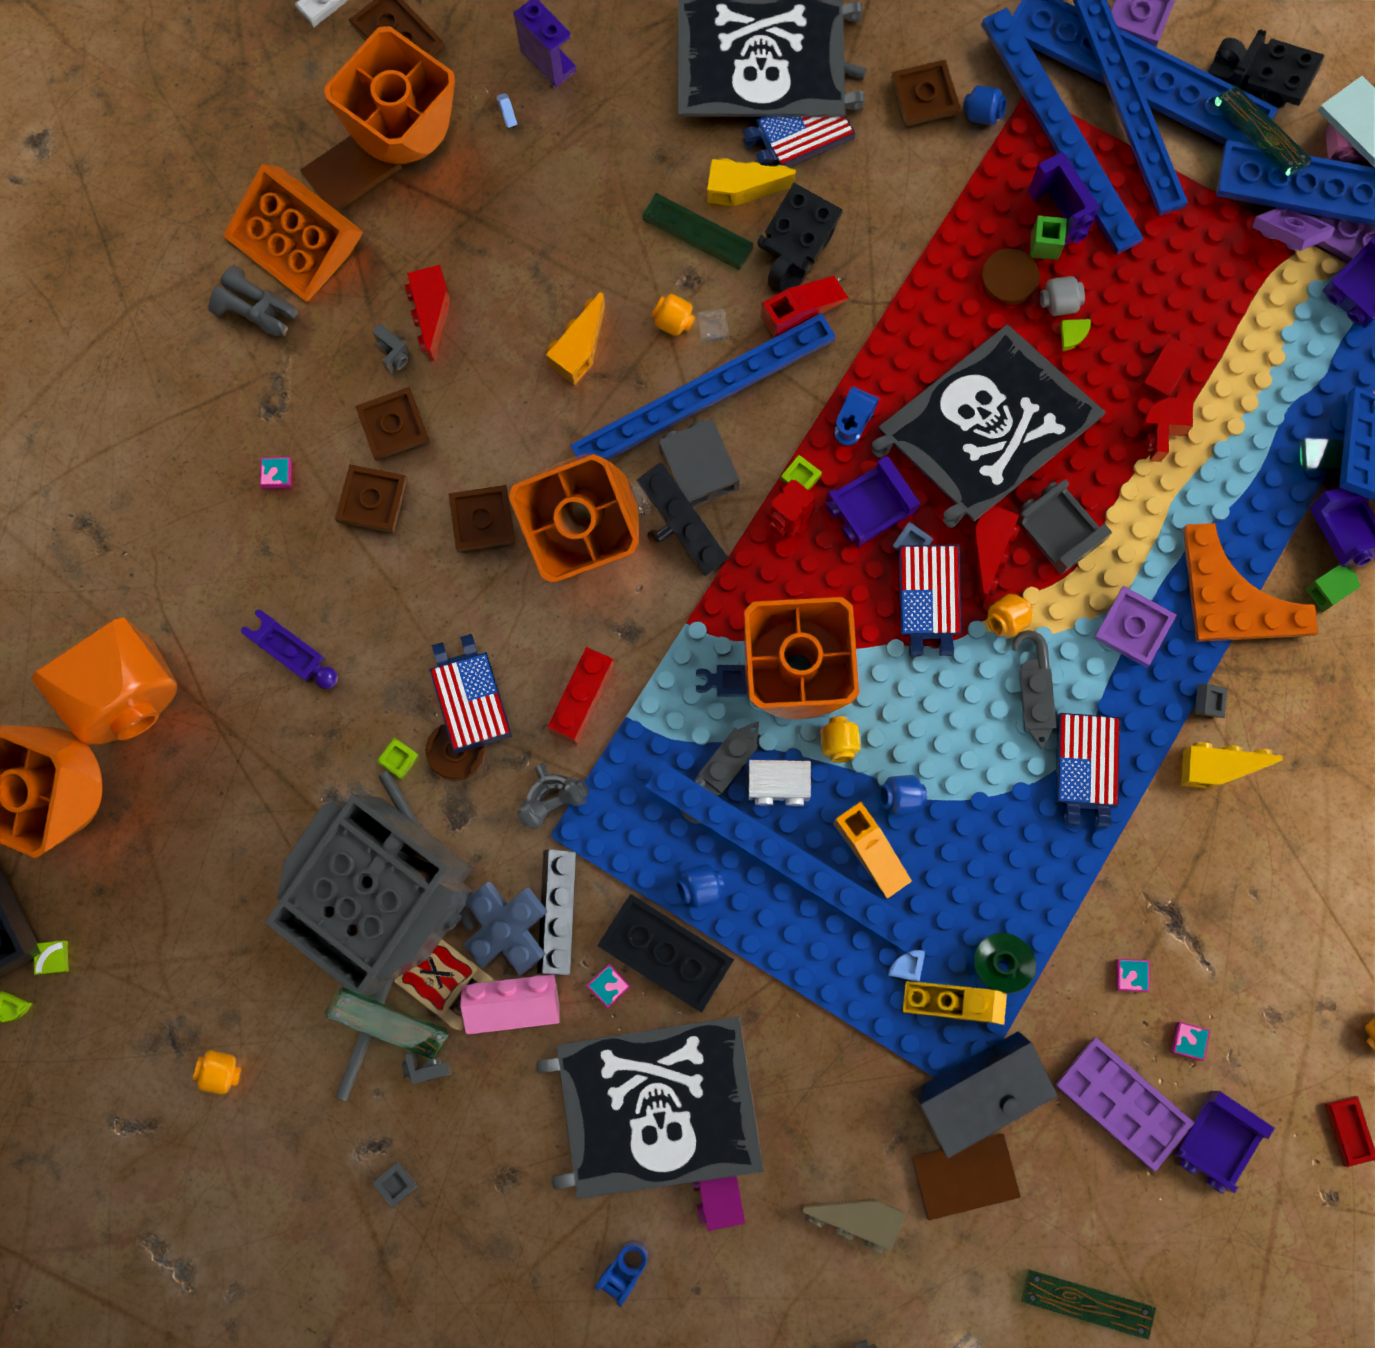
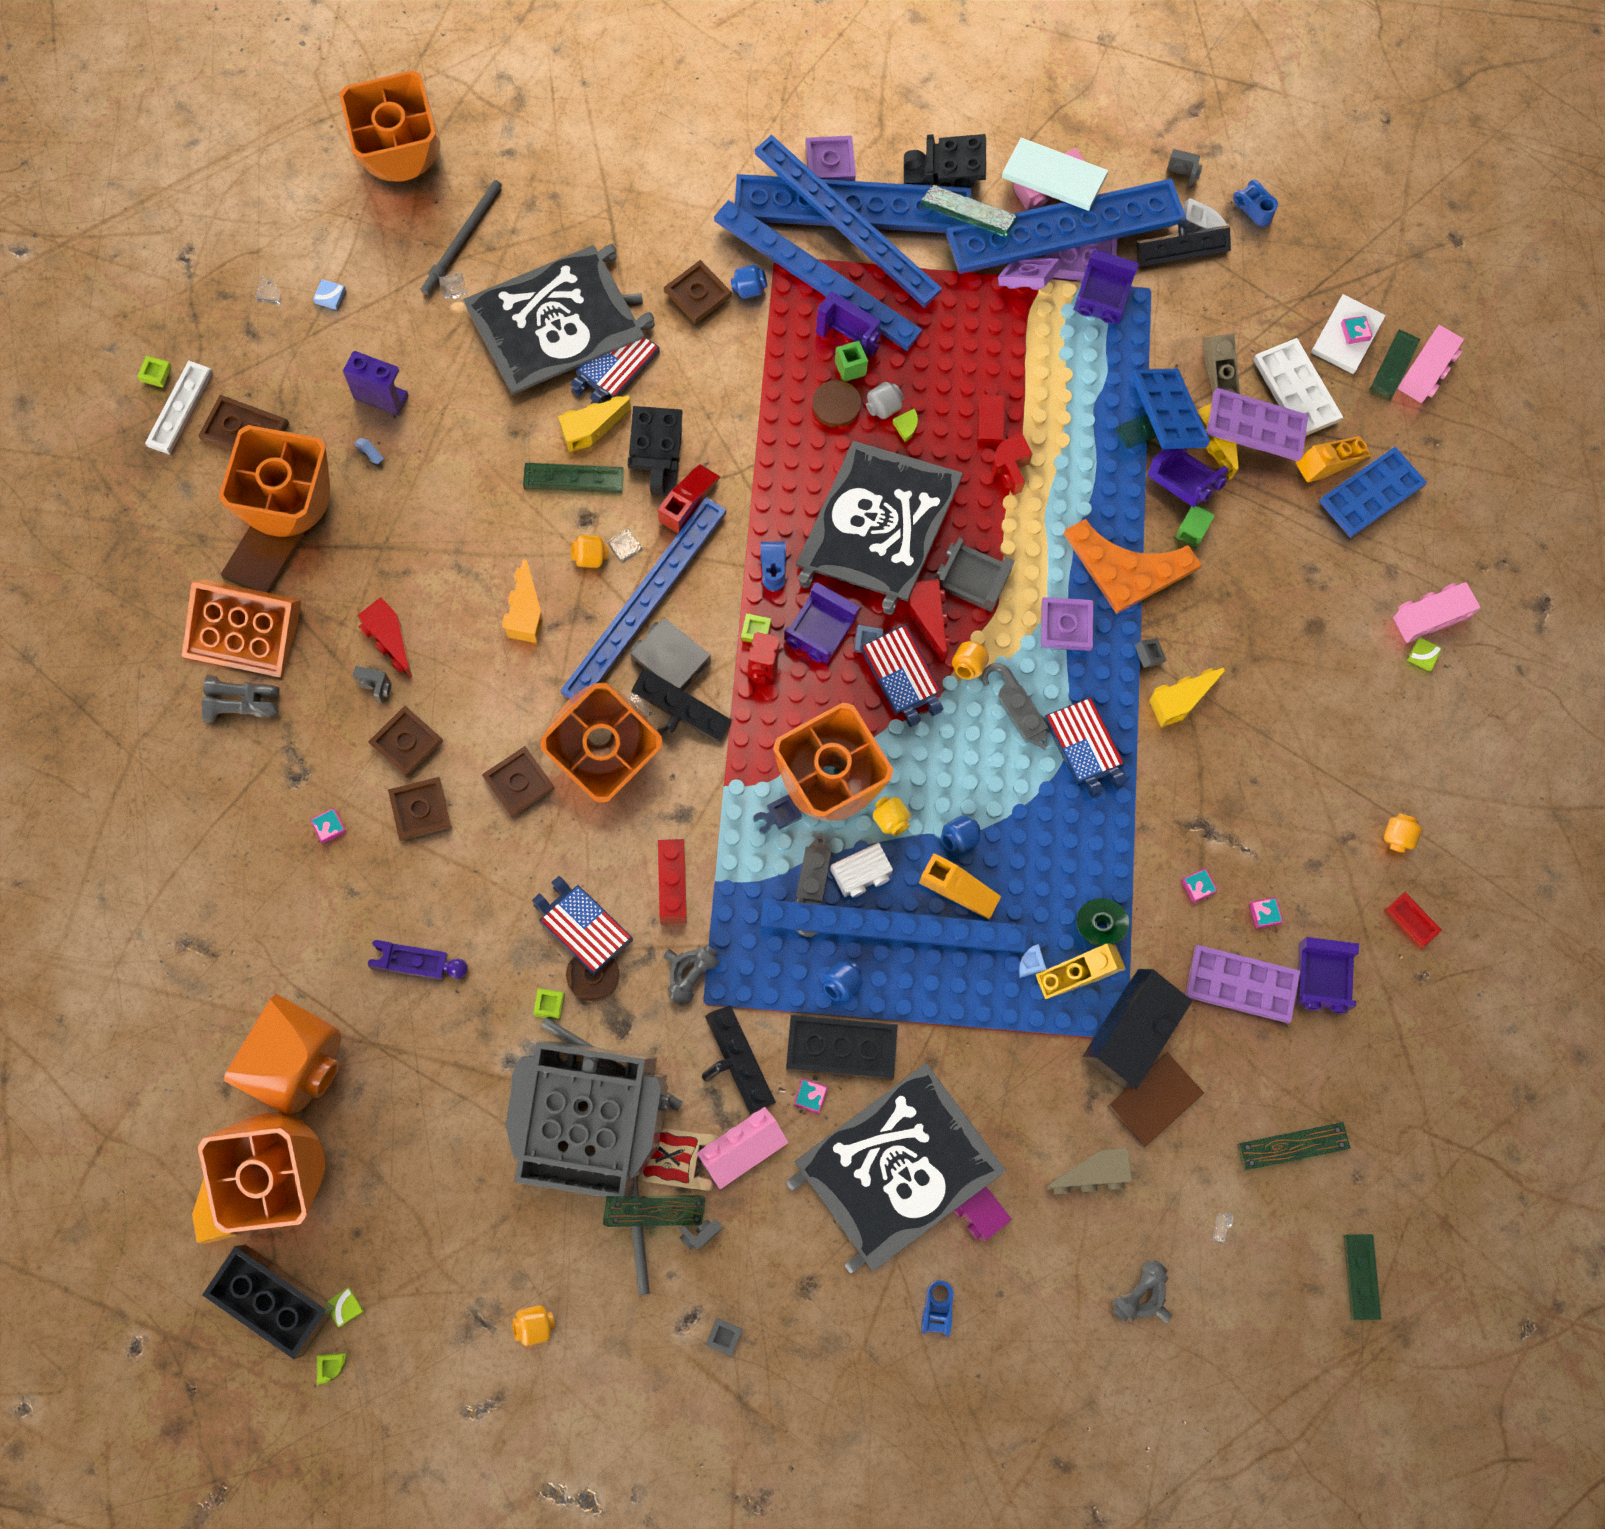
camera: 35 degrees left, 5 degrees down
(505, 928) = (707, 1090): sand blue plate -> none

